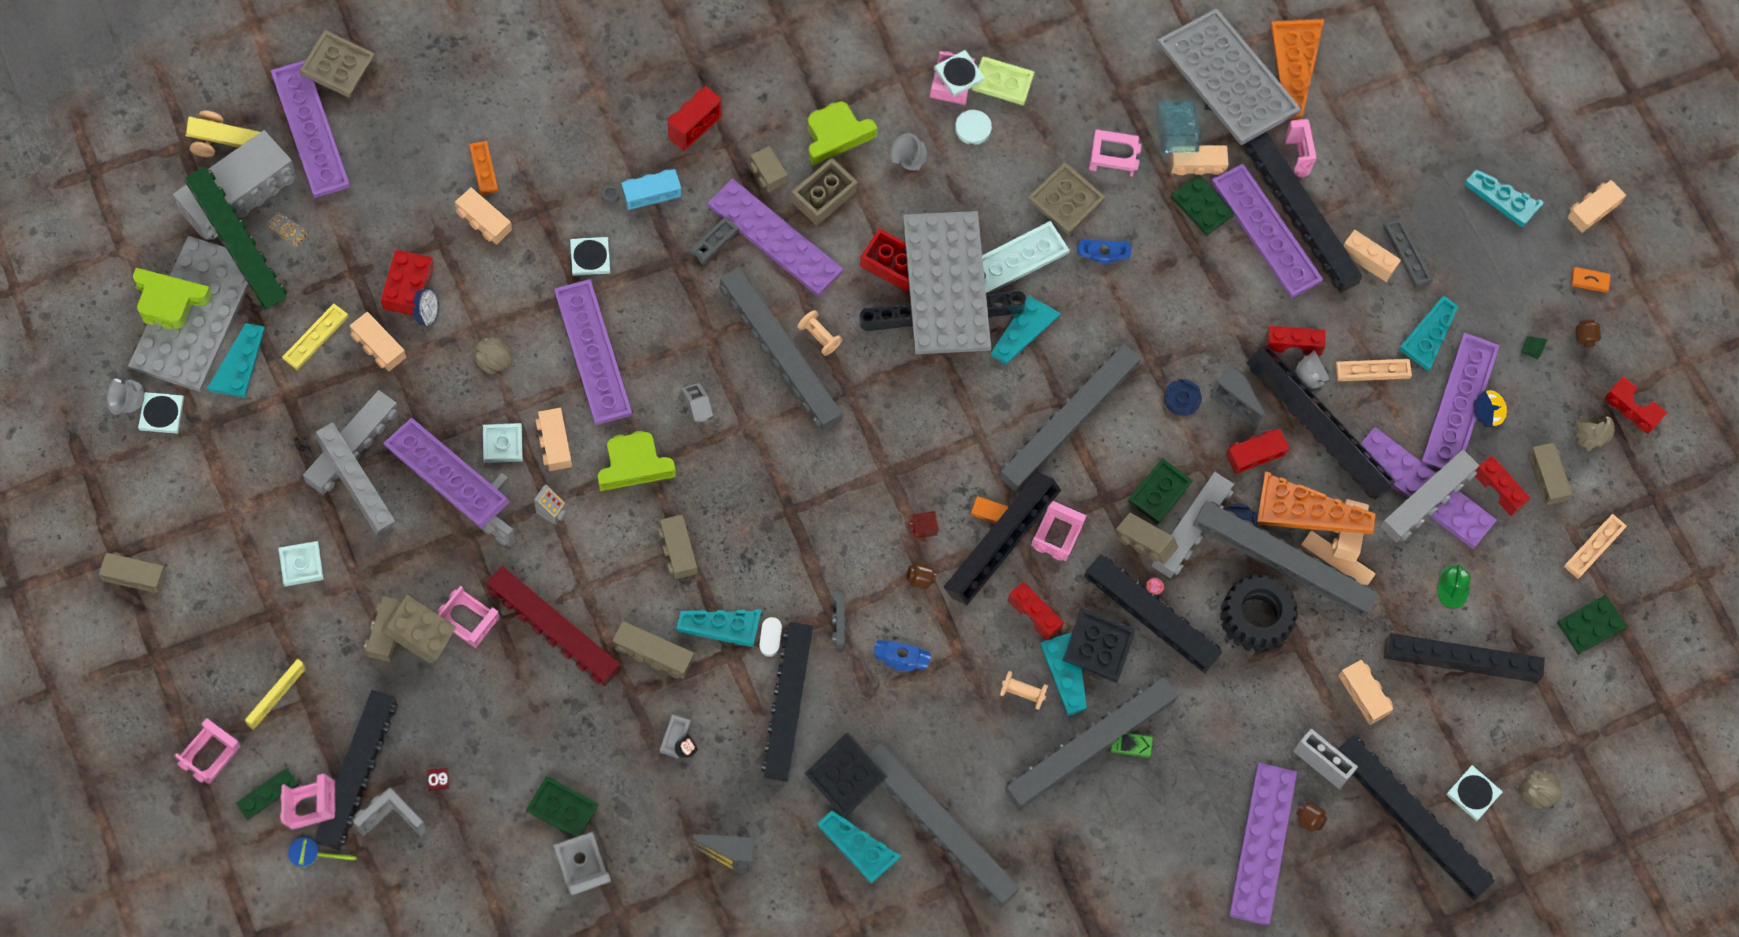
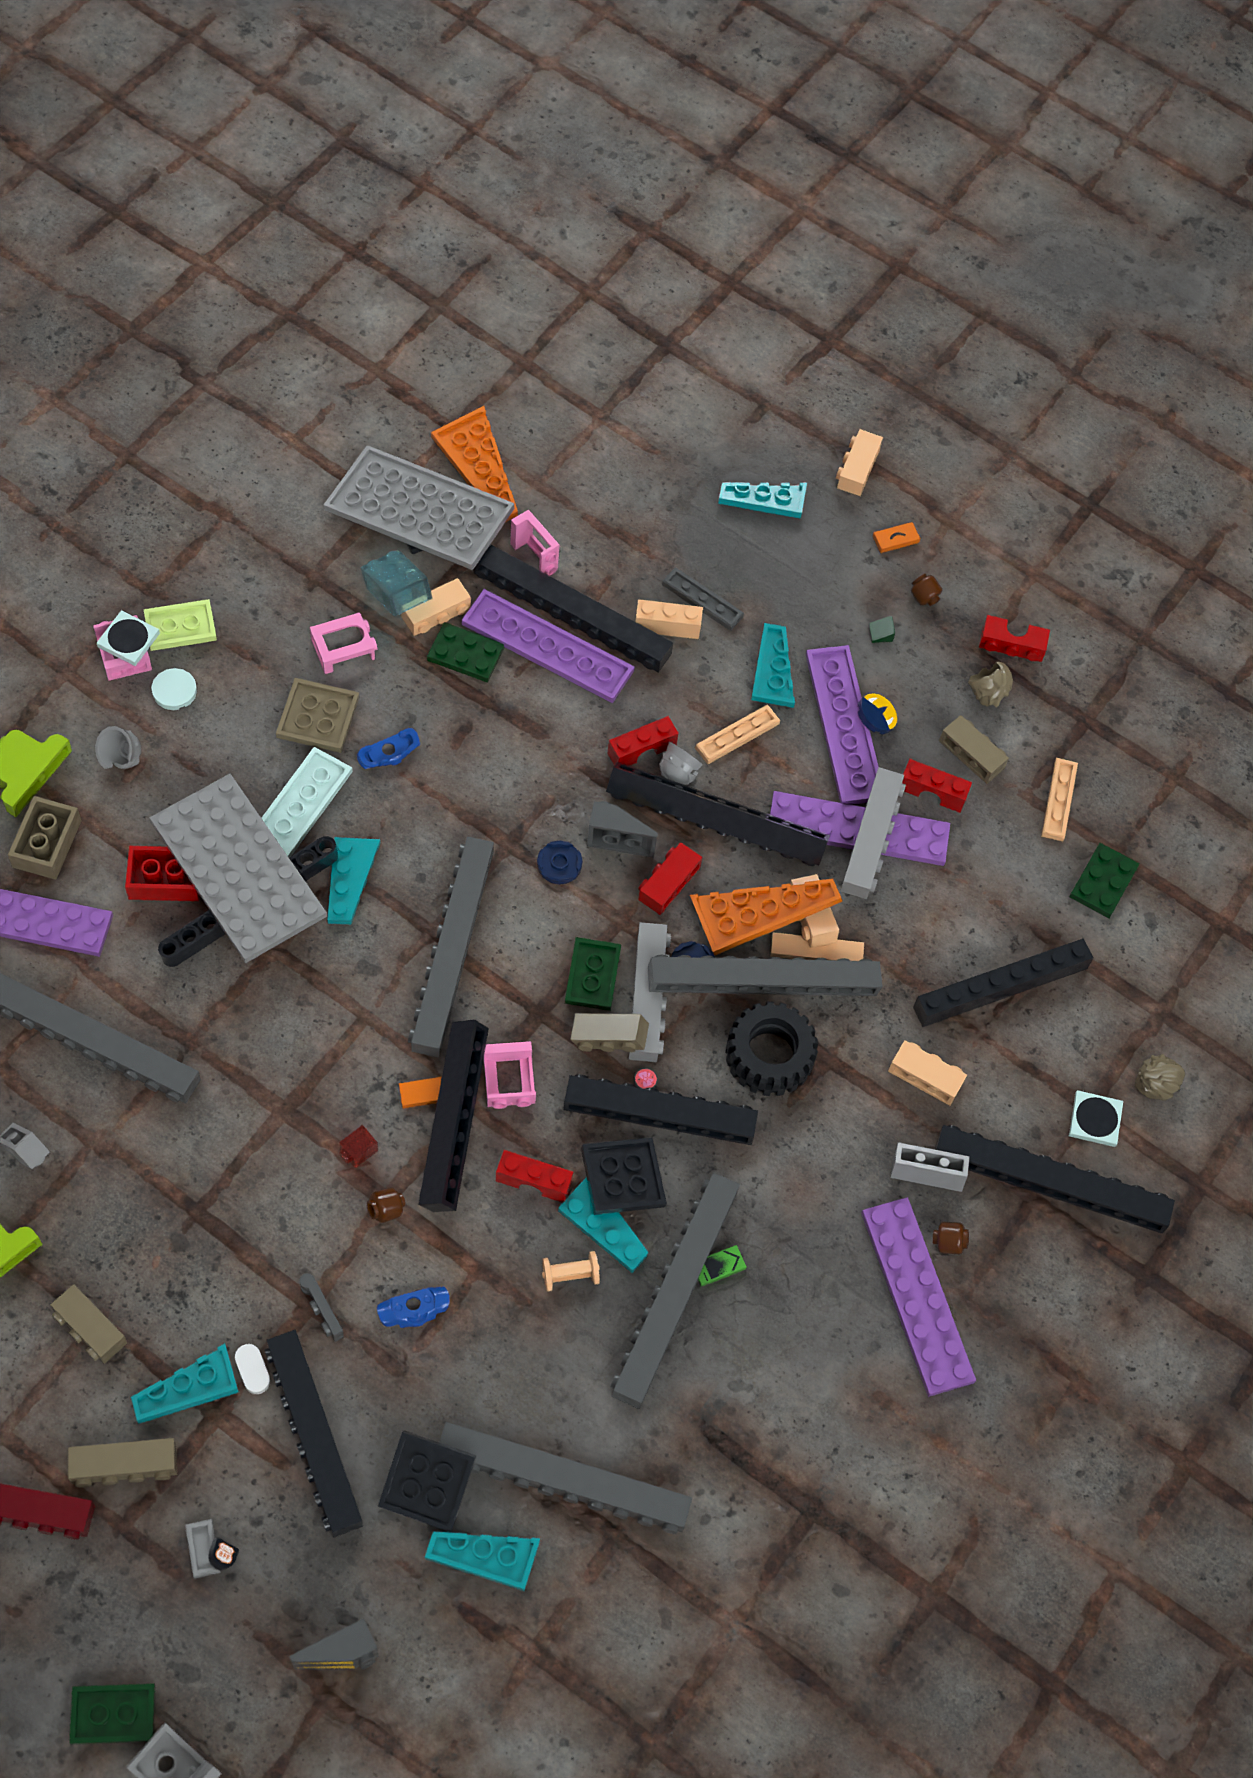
camera: 30 degrees left, 5 degrees down
(819, 332) = (123, 994): light nougat hose -> none
(1453, 586) = (948, 914): green piece -> none

